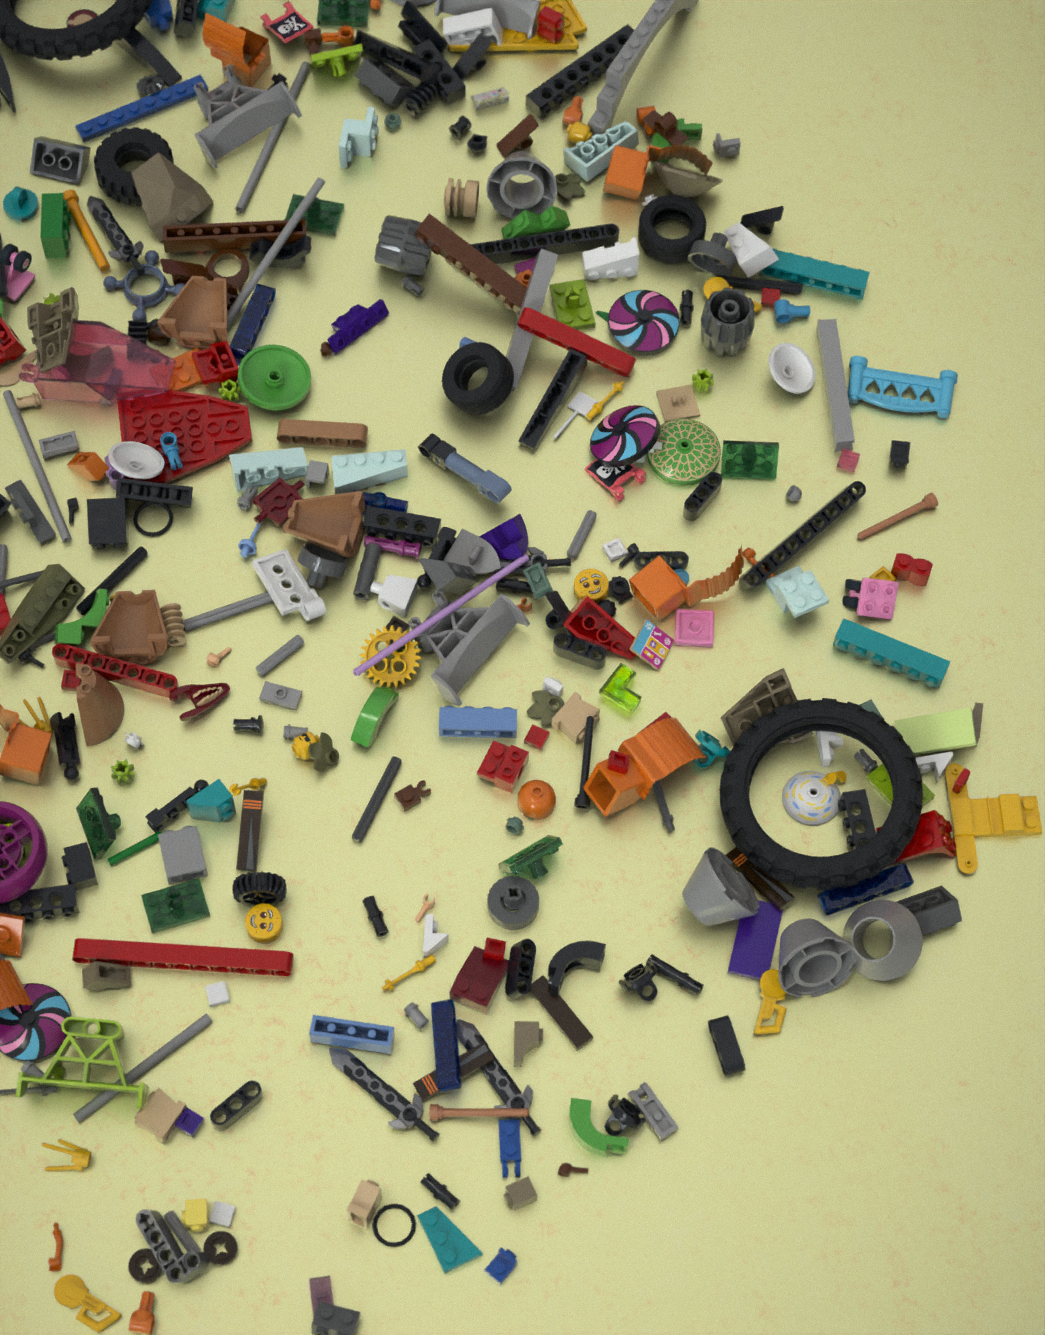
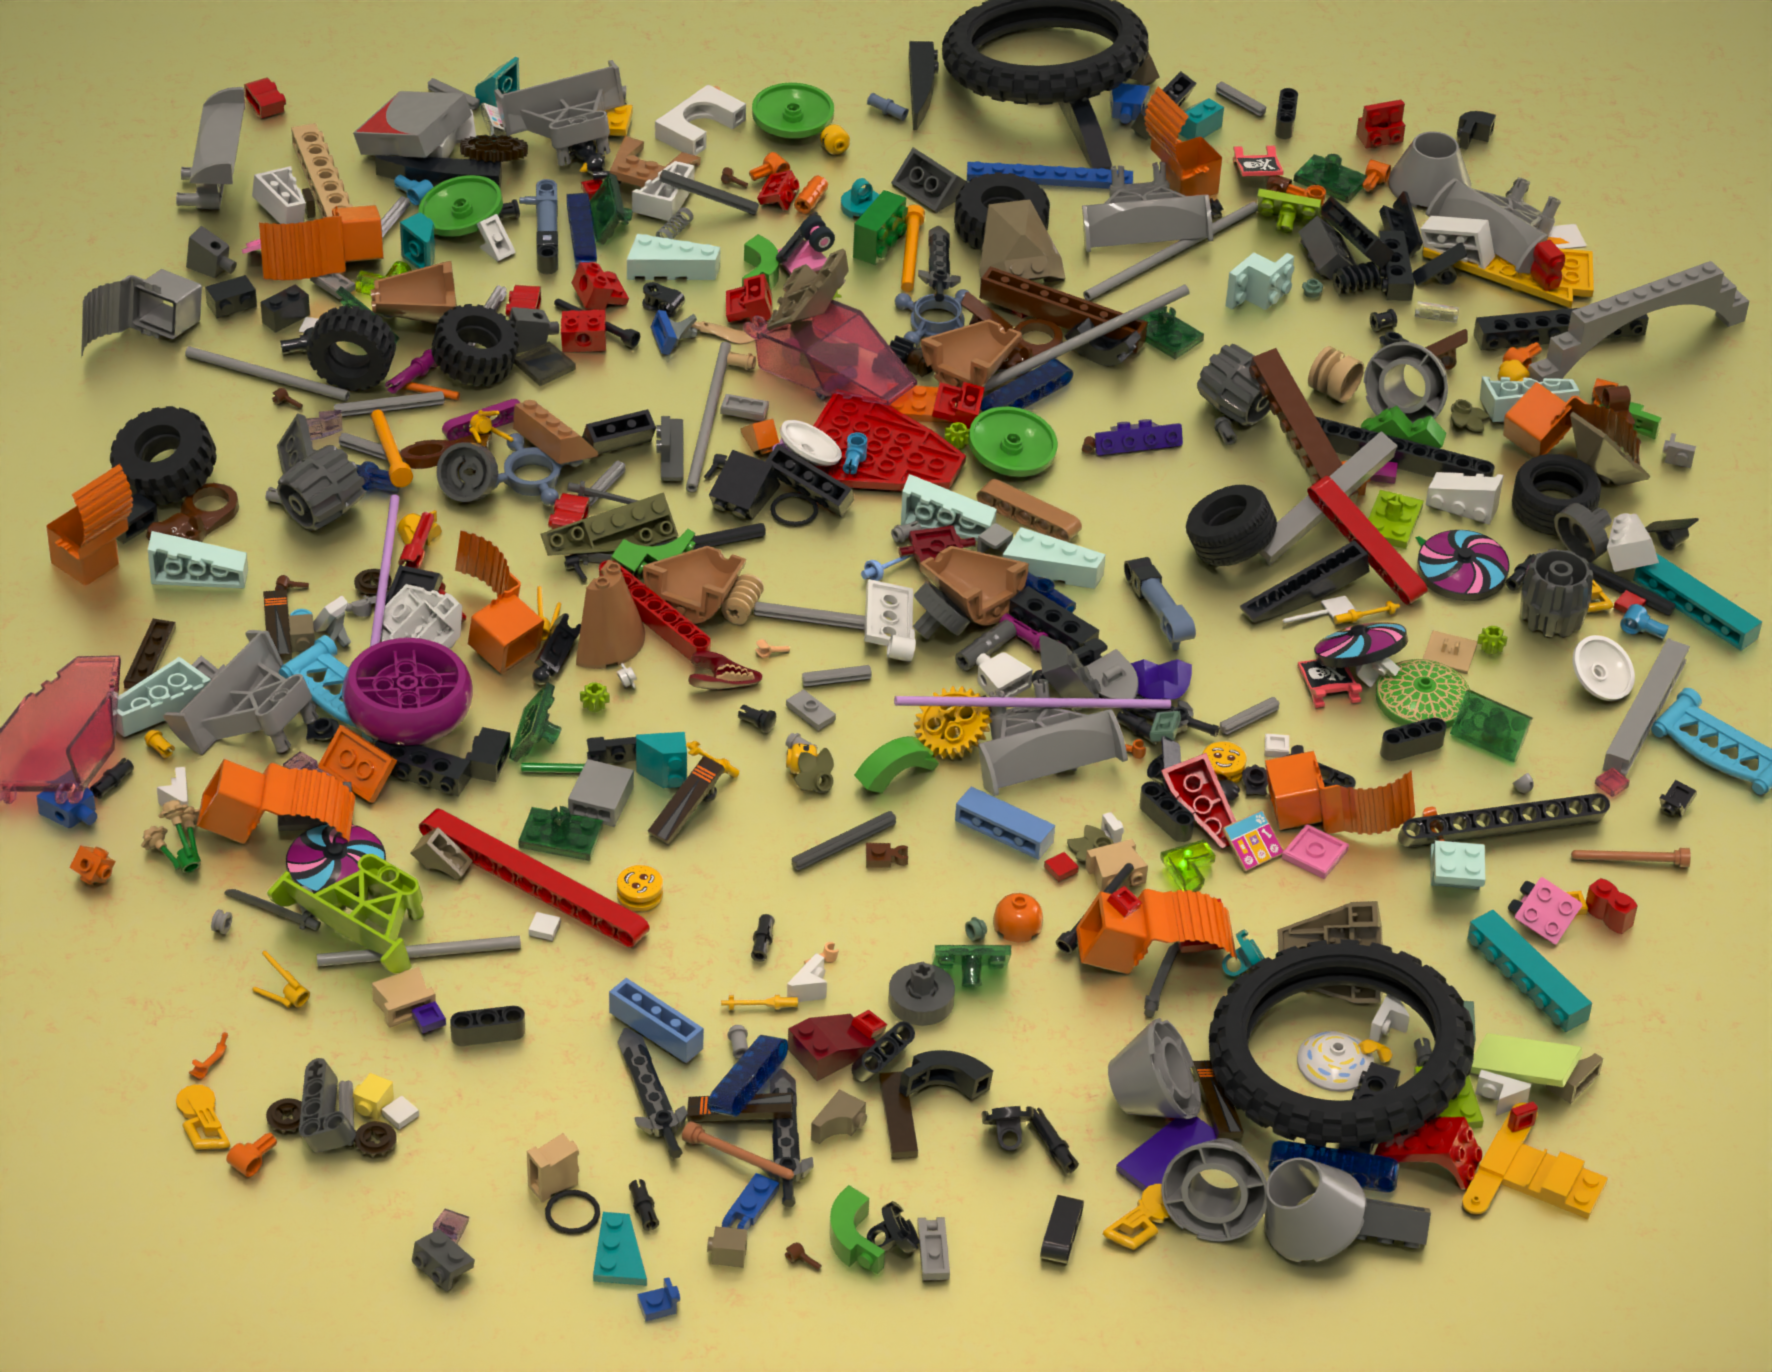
camera: 30 degrees right, 20 degrees down
(150, 84) = (1073, 158): dark grey gear -> none
(259, 888) = (656, 847): black gear -> none
(504, 765) = (1004, 872): red brick -> none

